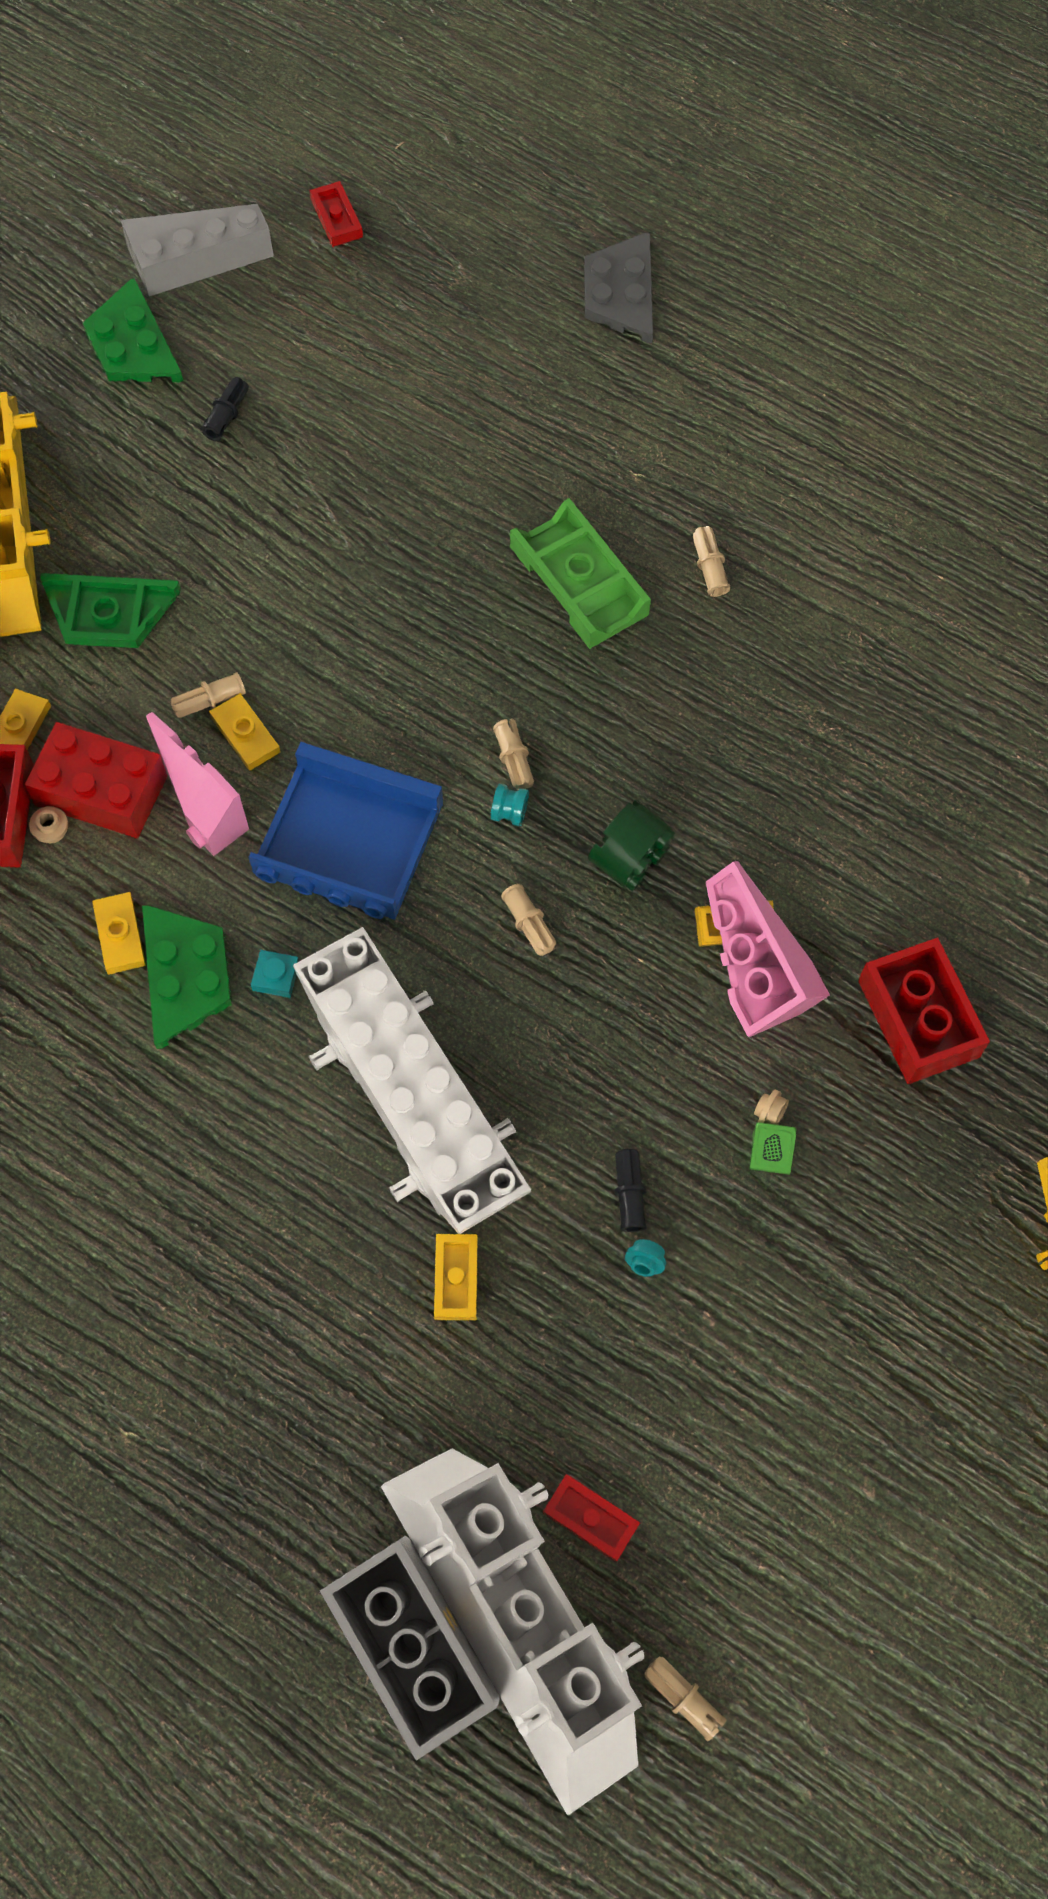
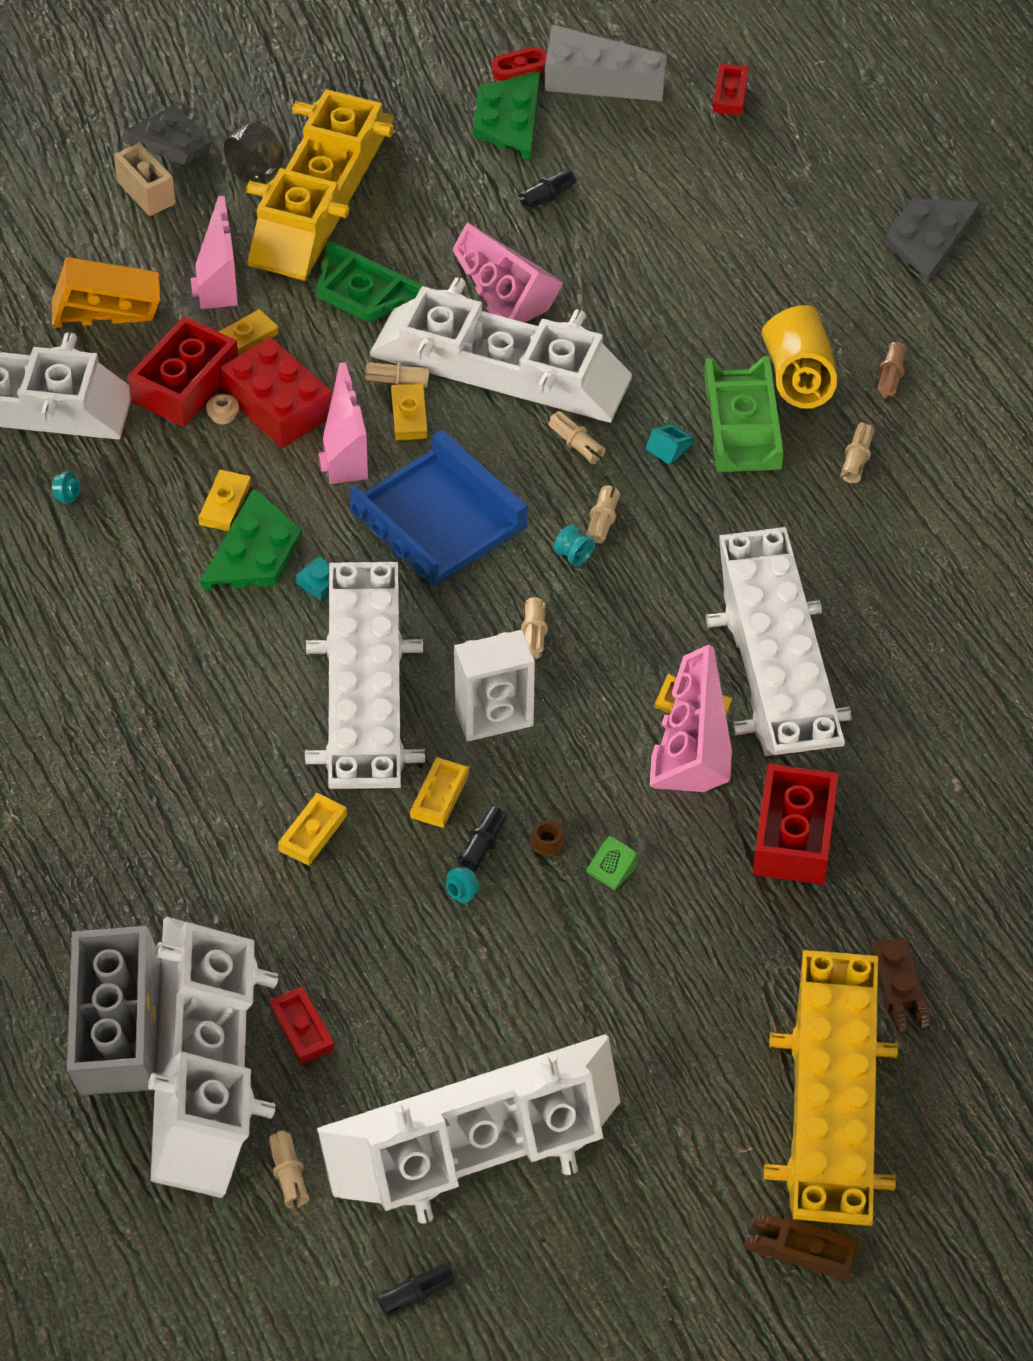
camera: 30 degrees right, 15 degrees down
(107, 279) = (519, 63): none -> red plate
(254, 629) = (542, 363): none -> white piece
(255, 533) = (505, 278): none -> bright pink wedge
(431, 678) = (576, 436): none -> tan axle
(523, 639) = (668, 443): none -> teal slope
(548, 1017) = (494, 685): none -> white brick
(555, 1161) = (439, 792): none -> yellow plate
(602, 485) = (801, 356): none -> yellow brick
(632, 844) = (645, 609): dark green brick -> none
(683, 453) = (892, 369): none -> medium nougat axle
(694, 1143) = (547, 830): none -> reddish brown plate
(771, 1108) = (631, 833): tan plate -> none
(788, 823) = (777, 645): none -> white piece
(811, 1605) = (430, 1140): none -> white piece
(897, 1759) = (415, 1289): none -> black axle

